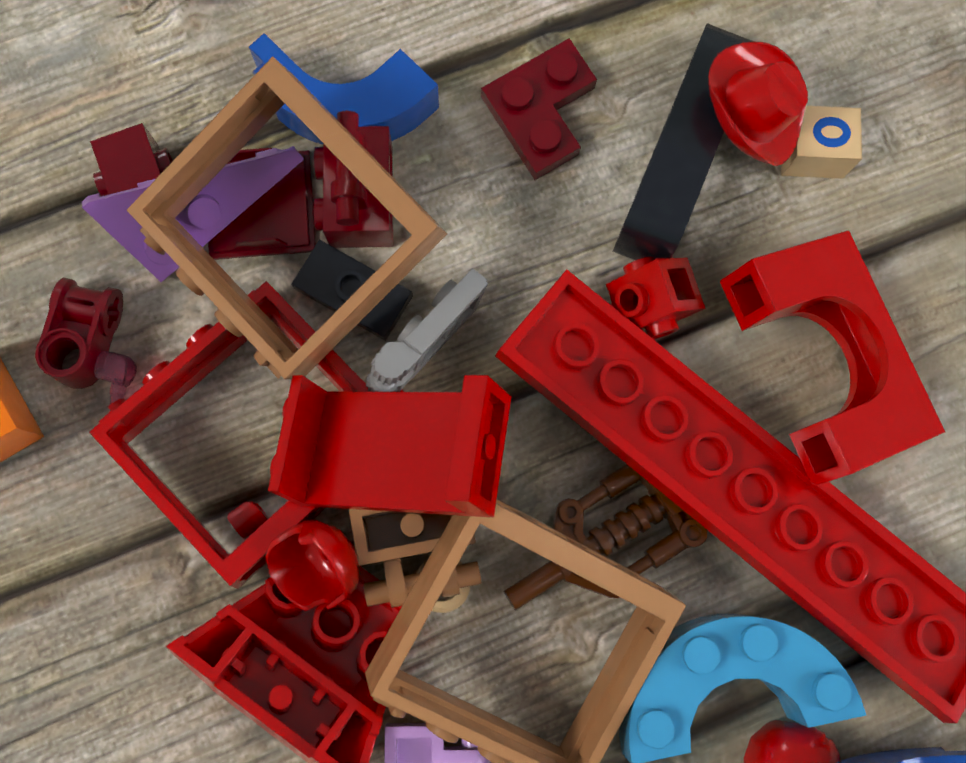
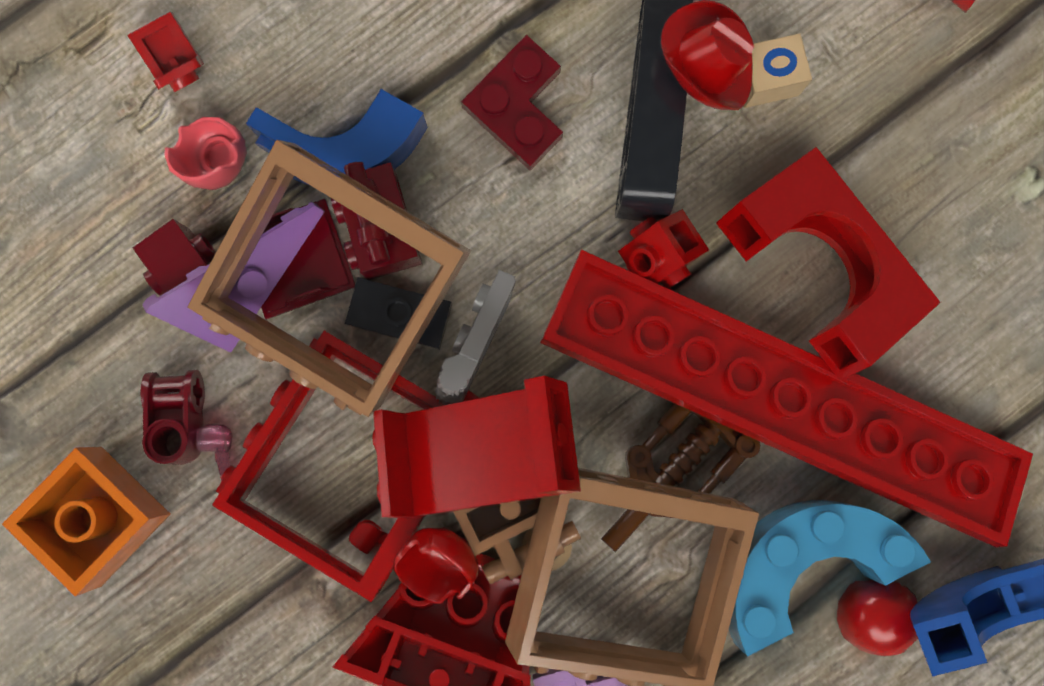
camera: 10 degrees left, 5 degrees up
(199, 69) = (207, 153): none -> coral hair

